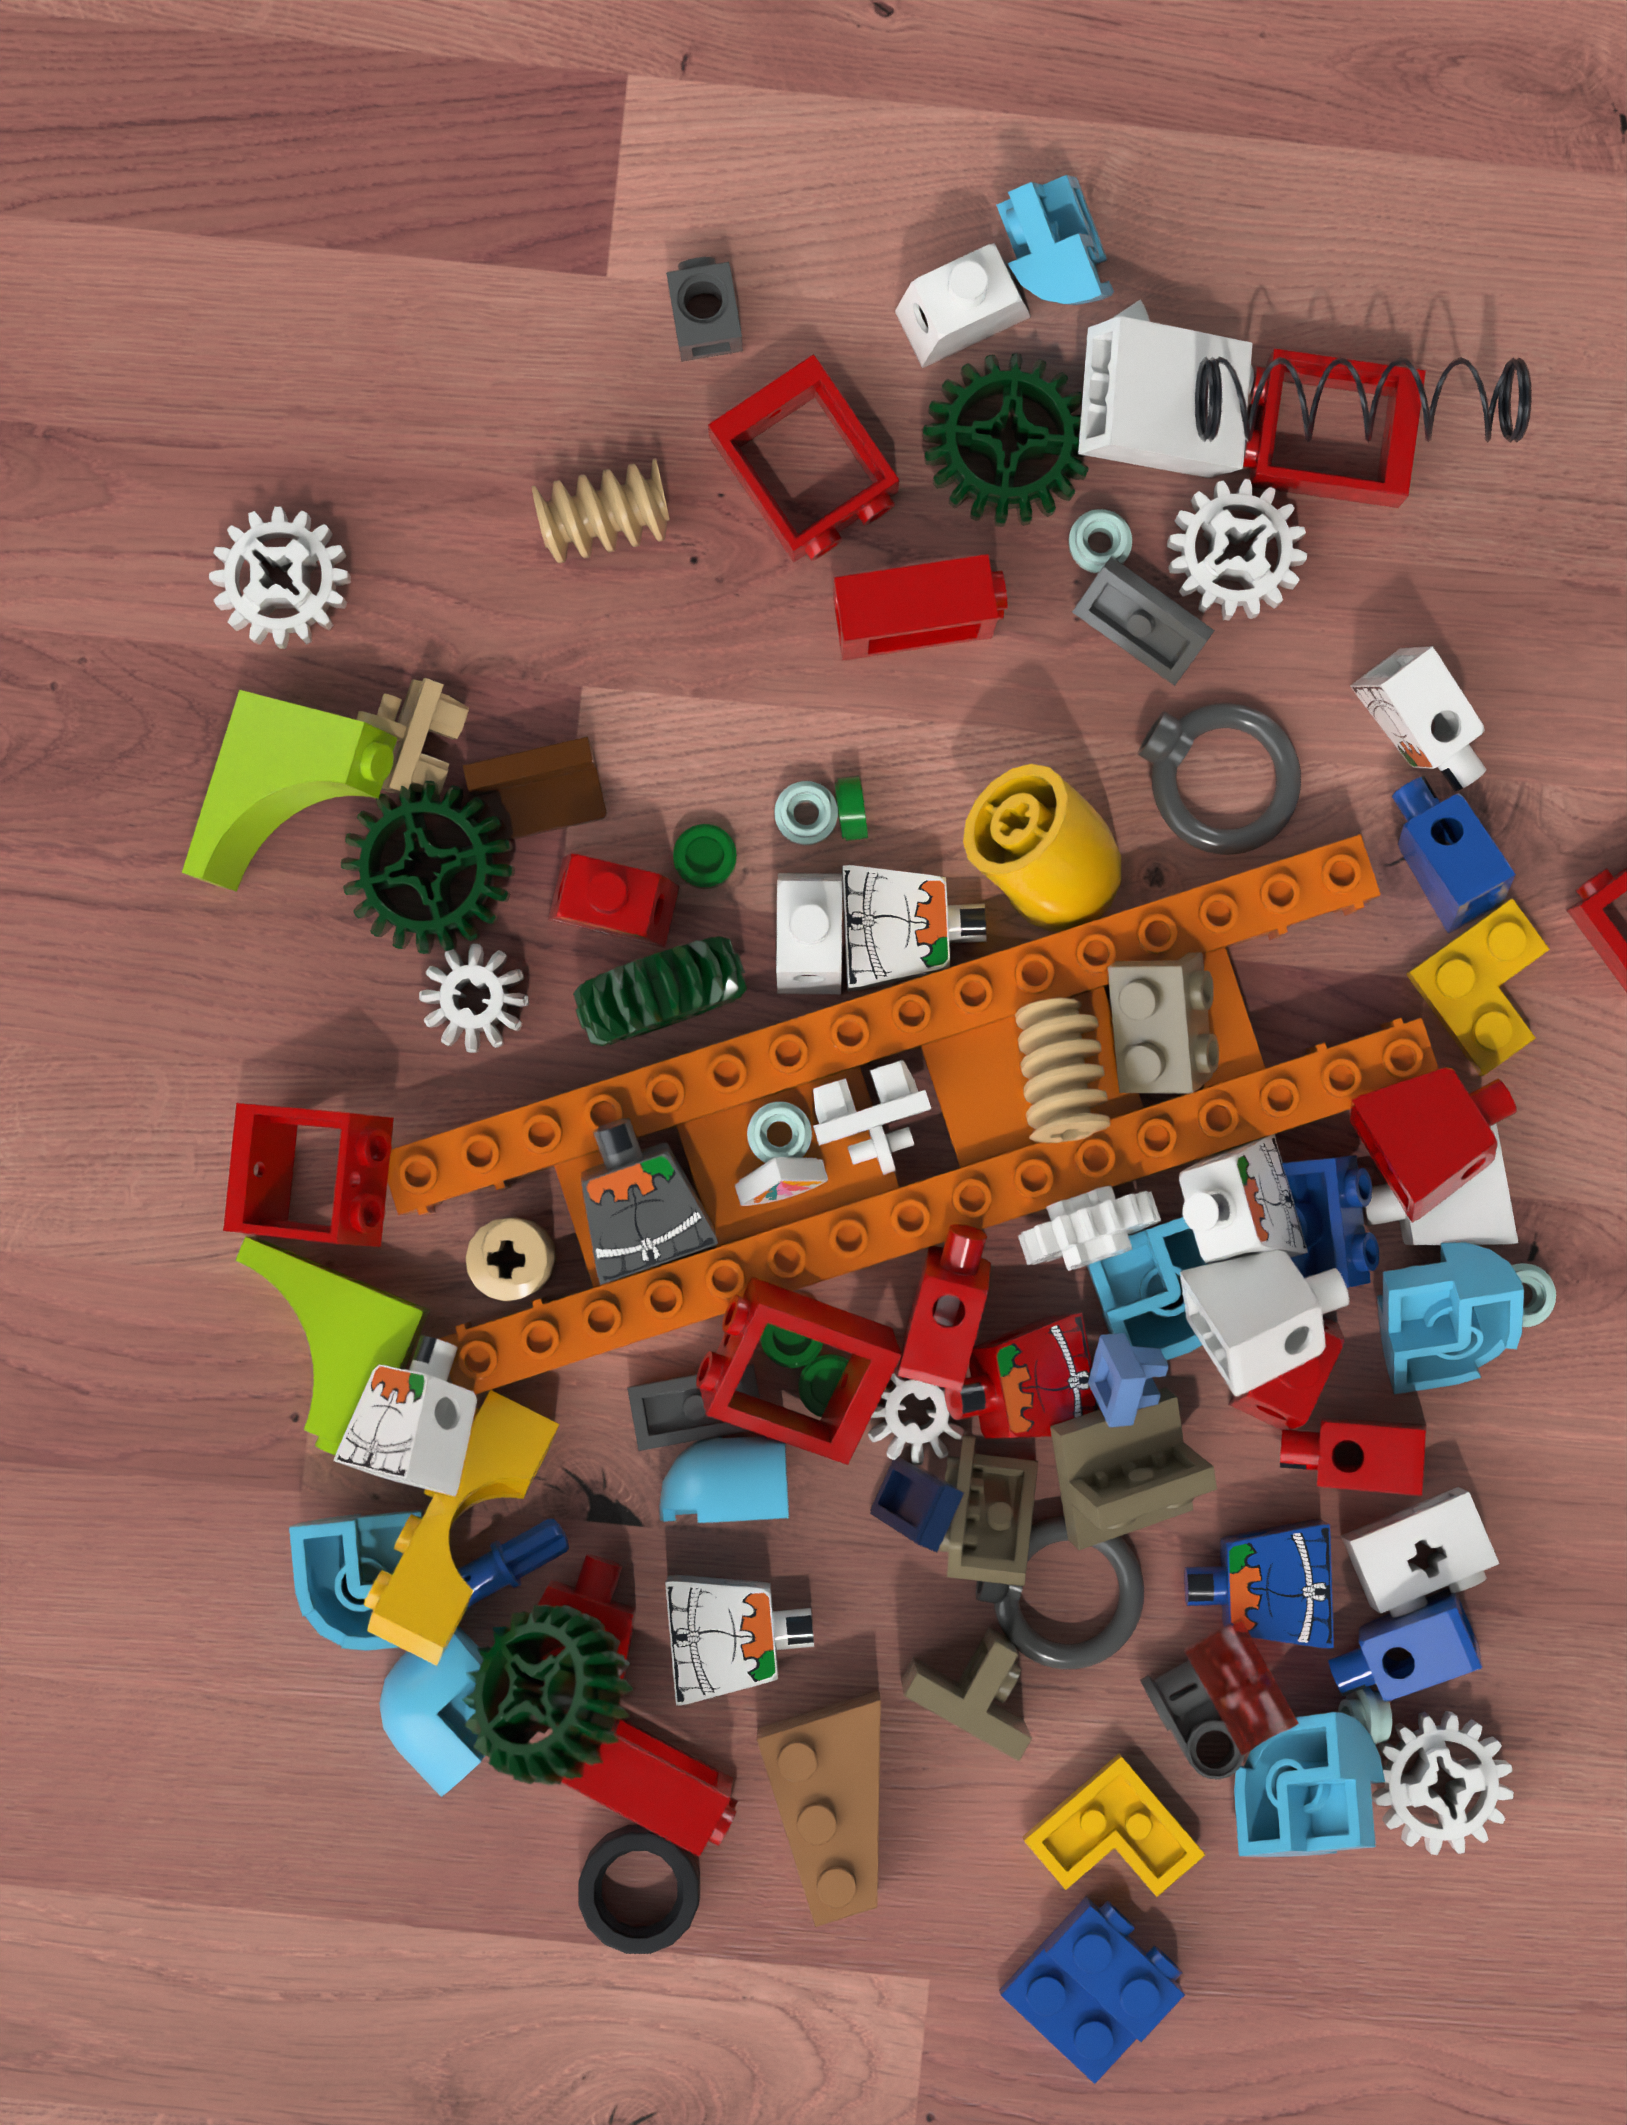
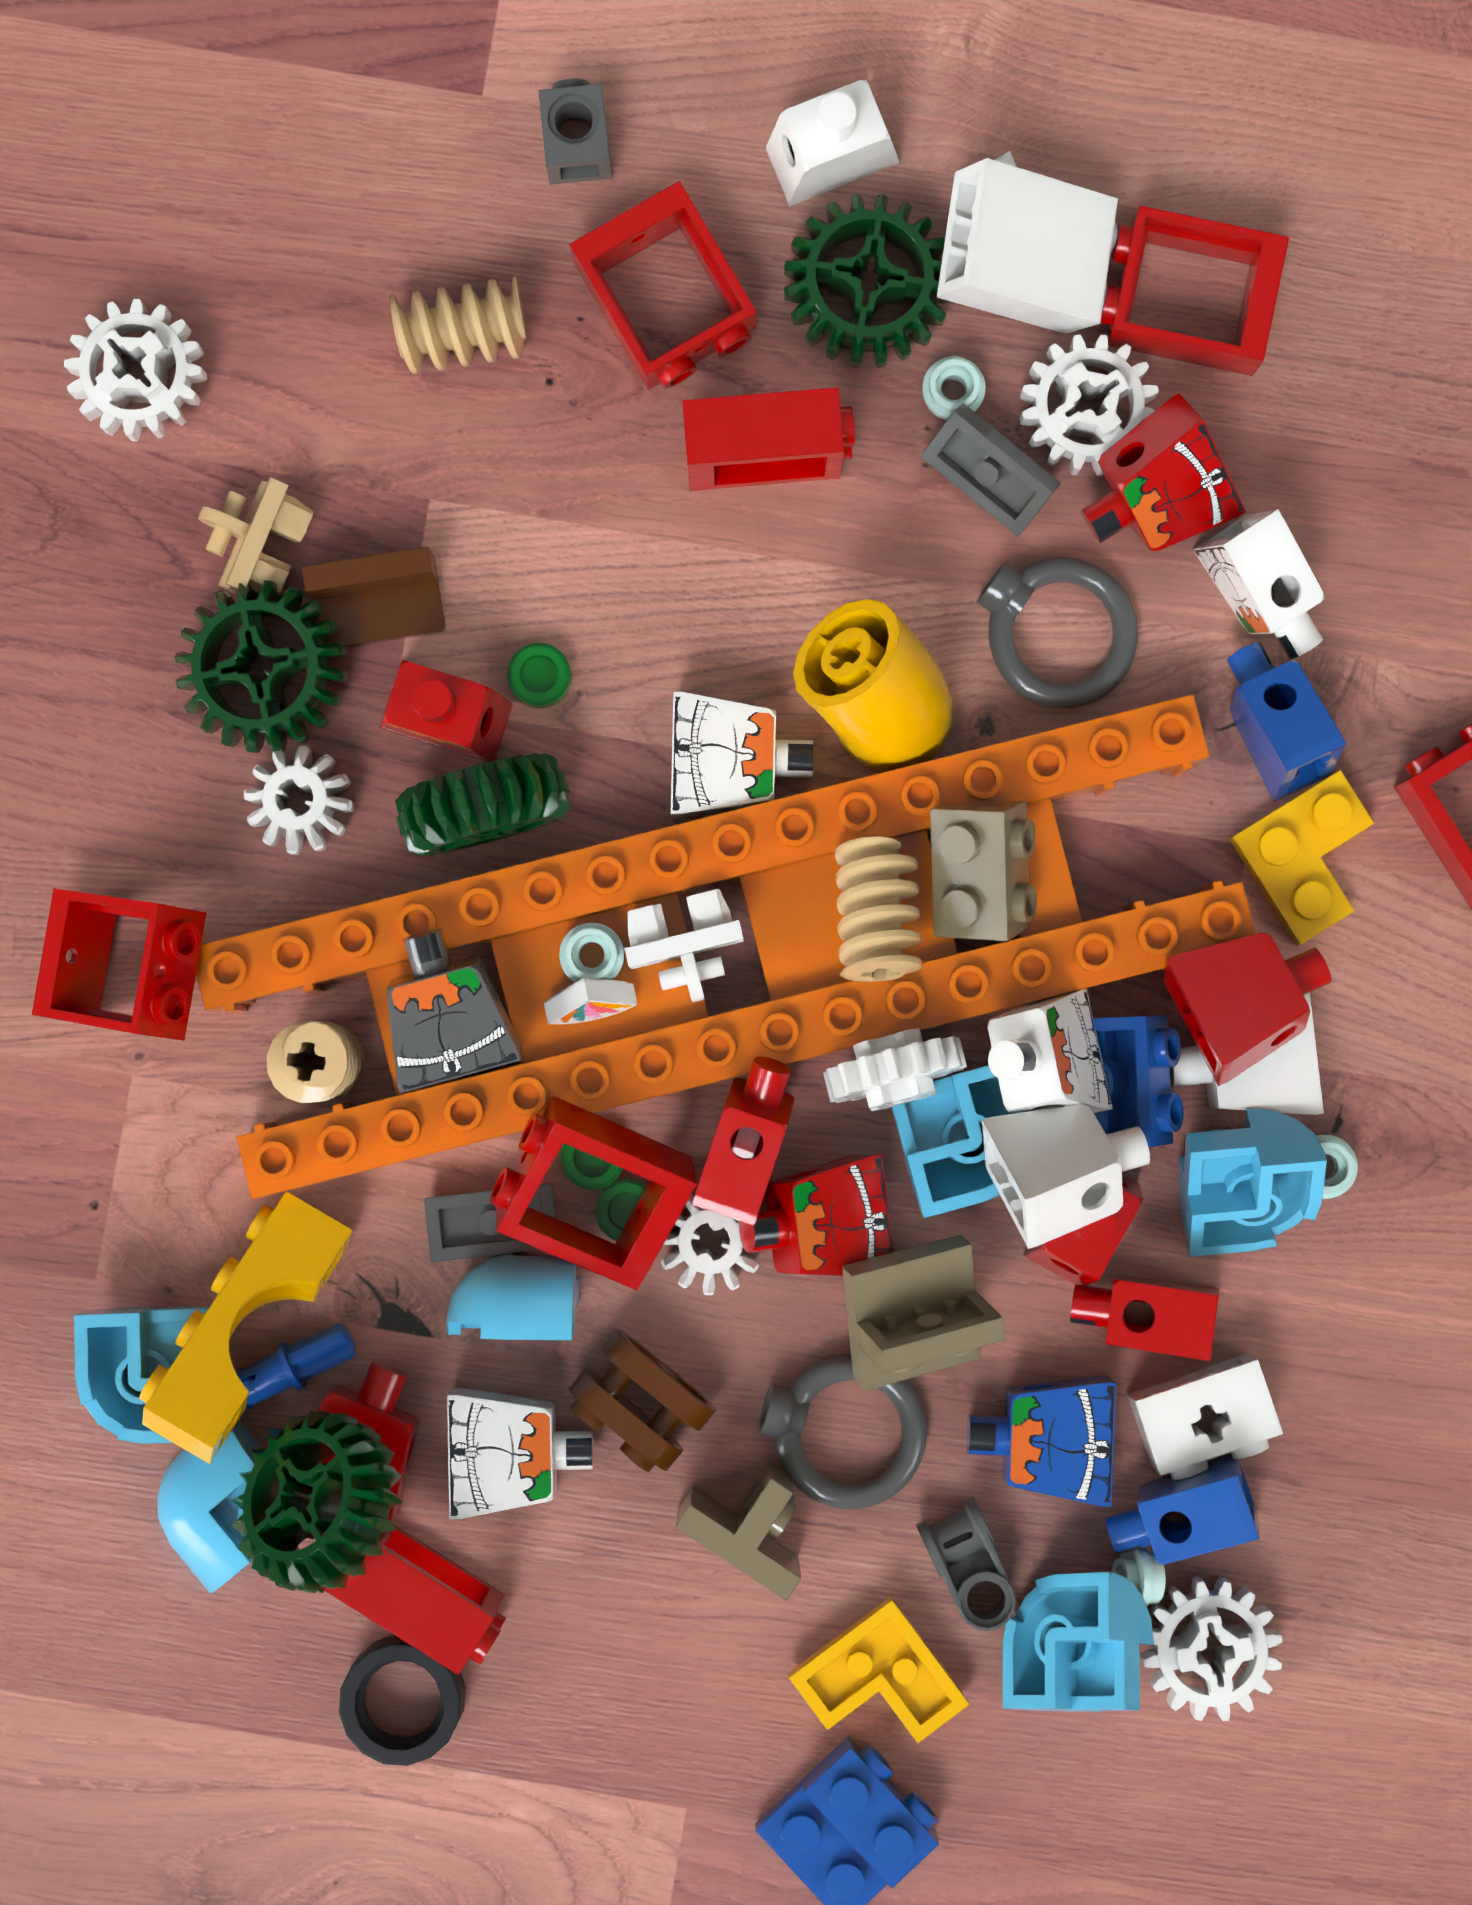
camera: 10 degrees right, 0 degrees up
(270, 768) = (111, 558): lime arch -> none
(347, 1328) = (156, 1133): lime arch -> none
(412, 1422) = (203, 1218): white torso -> none
(806, 792) = (638, 619): light aqua plate -> none
(809, 933) = (635, 758): white torso -> none
(828, 1799) = (595, 1624): medium nougat wedge -> none
(851, 808) = (687, 636): green tile -> none
(865, 1613) = (646, 1439): none -> reddish brown brick
(916, 1503) = (703, 1334): dark blue tile -> none
(994, 1518) = (776, 1351): dark tan bracket -> none
(1055, 242) = (927, 84): medium azure brick -> none
(1124, 1379) = (919, 1222): medium blue tile -> none
(1209, 373) = (1072, 234): black piece -> none
(1240, 1686) = (1015, 1539): clear red hips -> none
(1317, 622) = (1164, 481): none -> red torso

